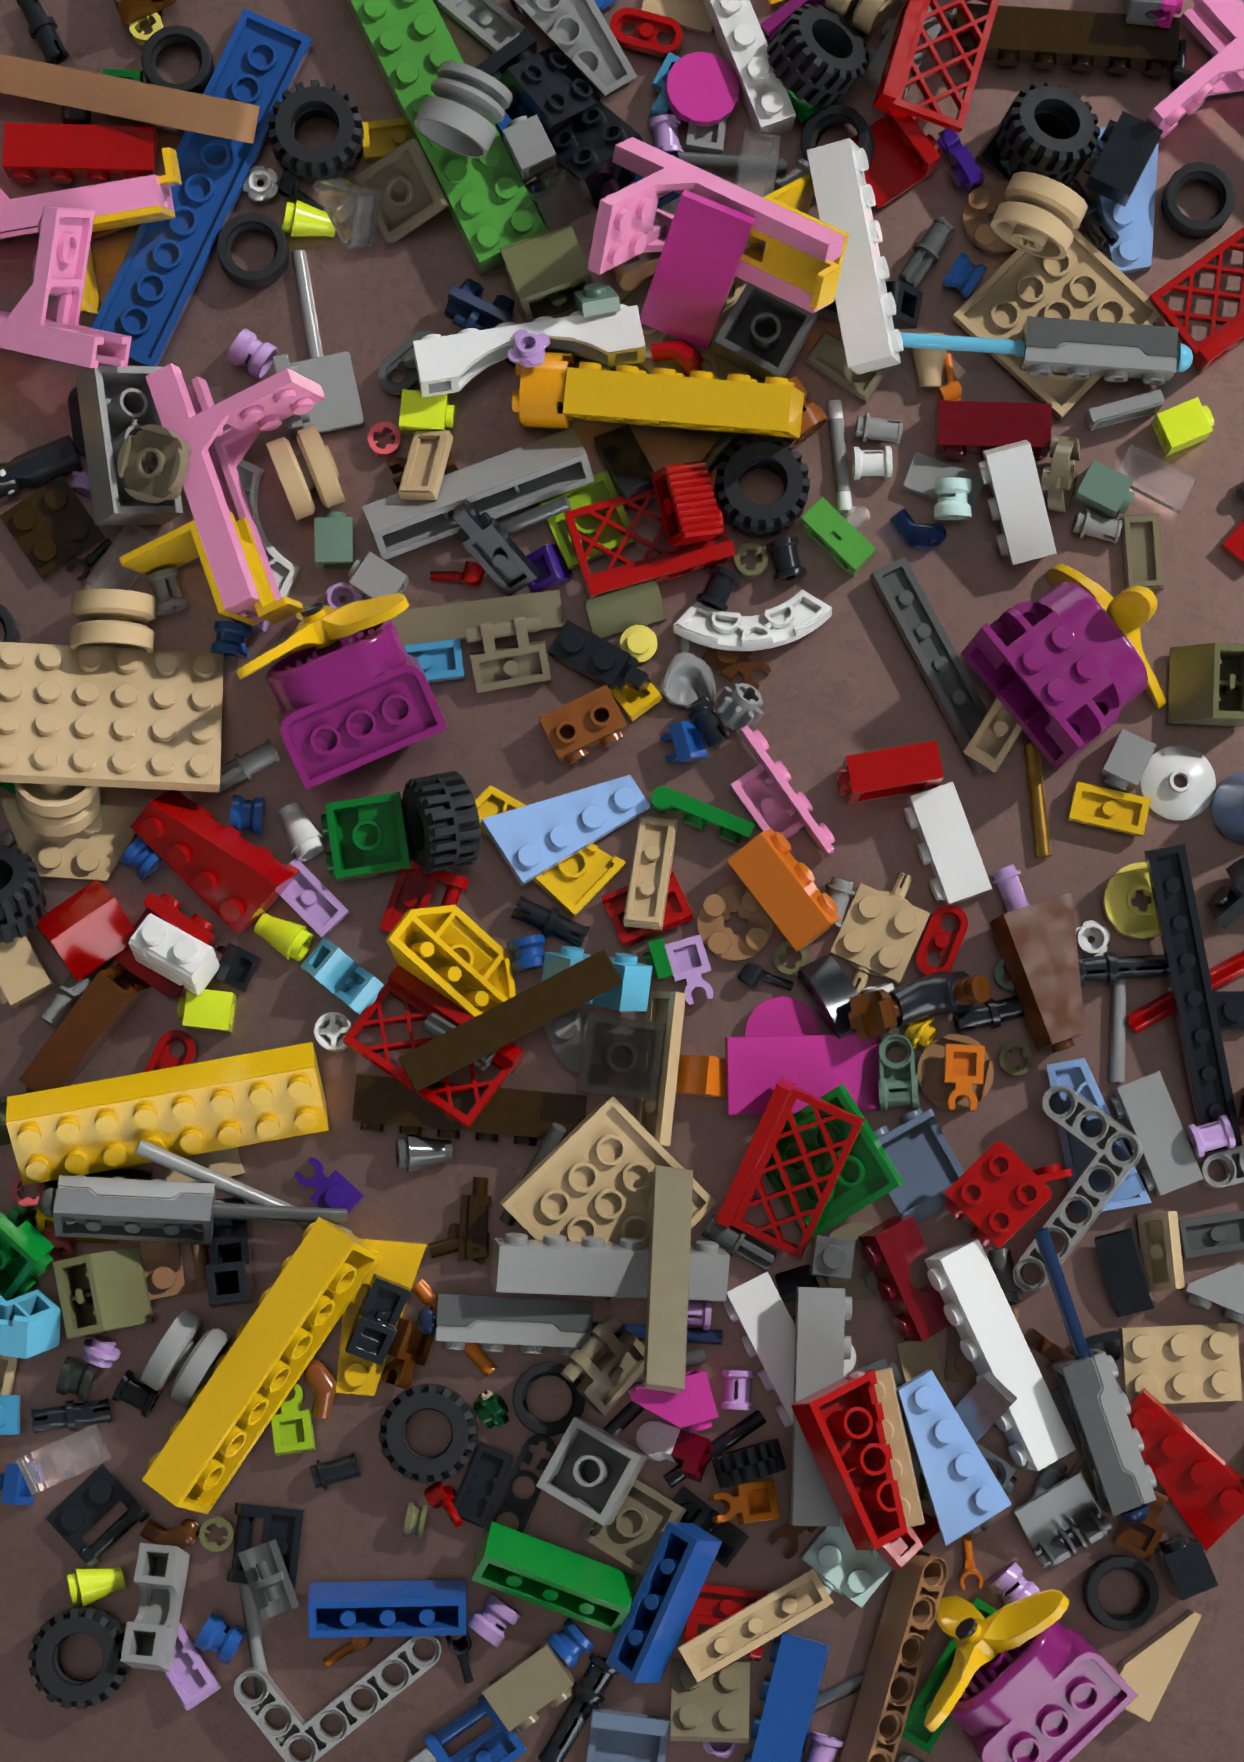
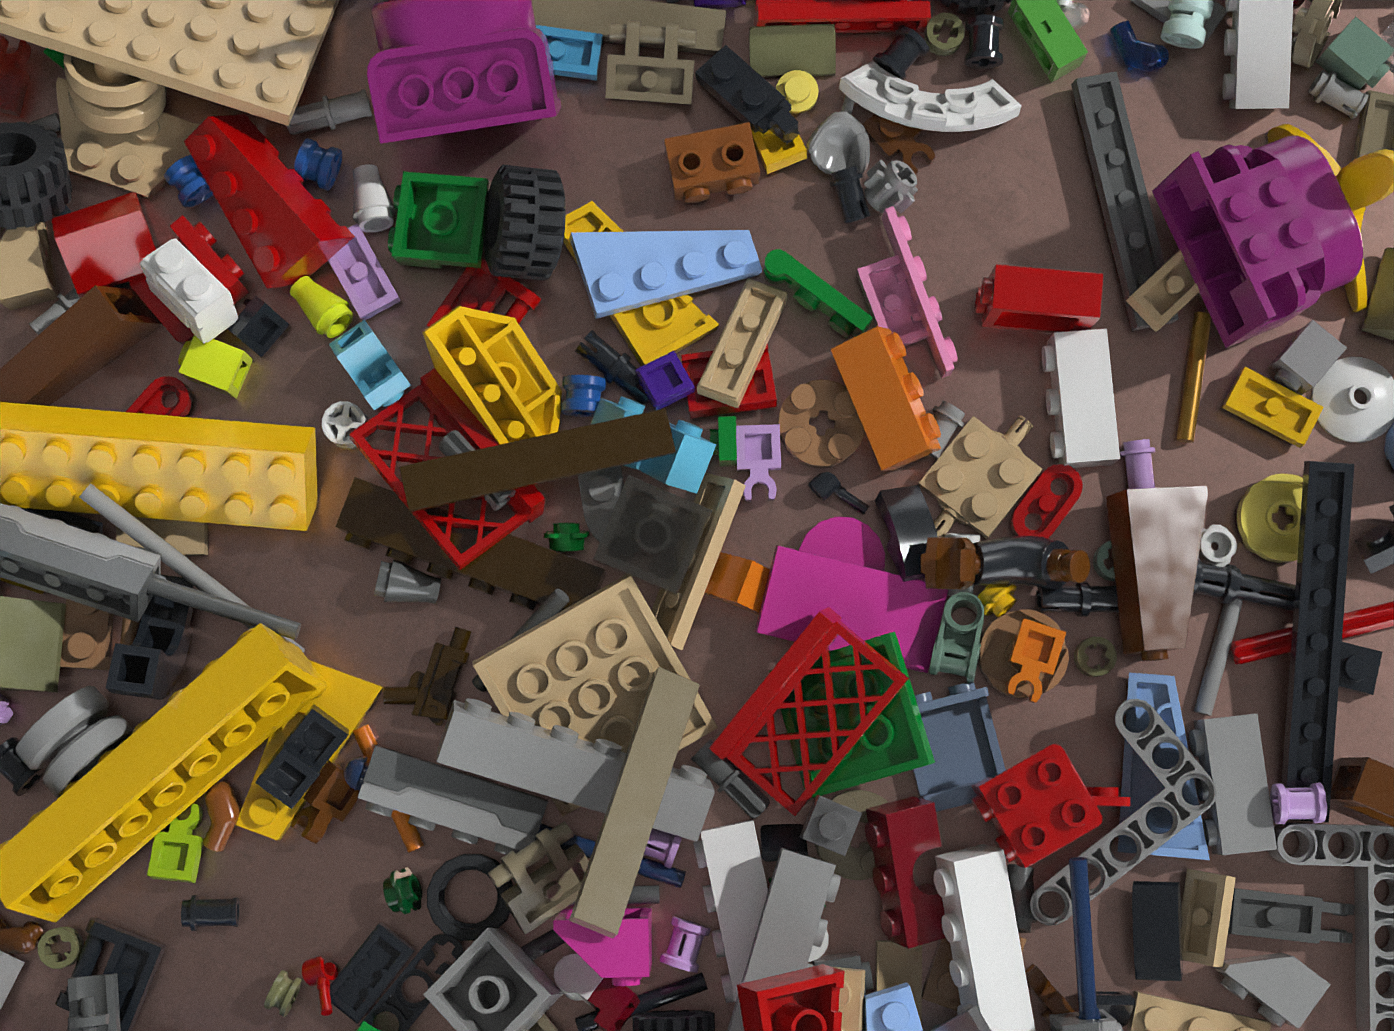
camera: 20 degrees right, 0 degrees up
(331, 1191) = (295, 600): dark purple plate -> none
(394, 1441) = (285, 899): black tyre -> none
(546, 1076) = (566, 537): none -> green plate
(594, 923) = (665, 380): none -> dark purple tile
(687, 741) = (822, 211): blue tile -> none
(780, 951) = (863, 468): olive bush -> none

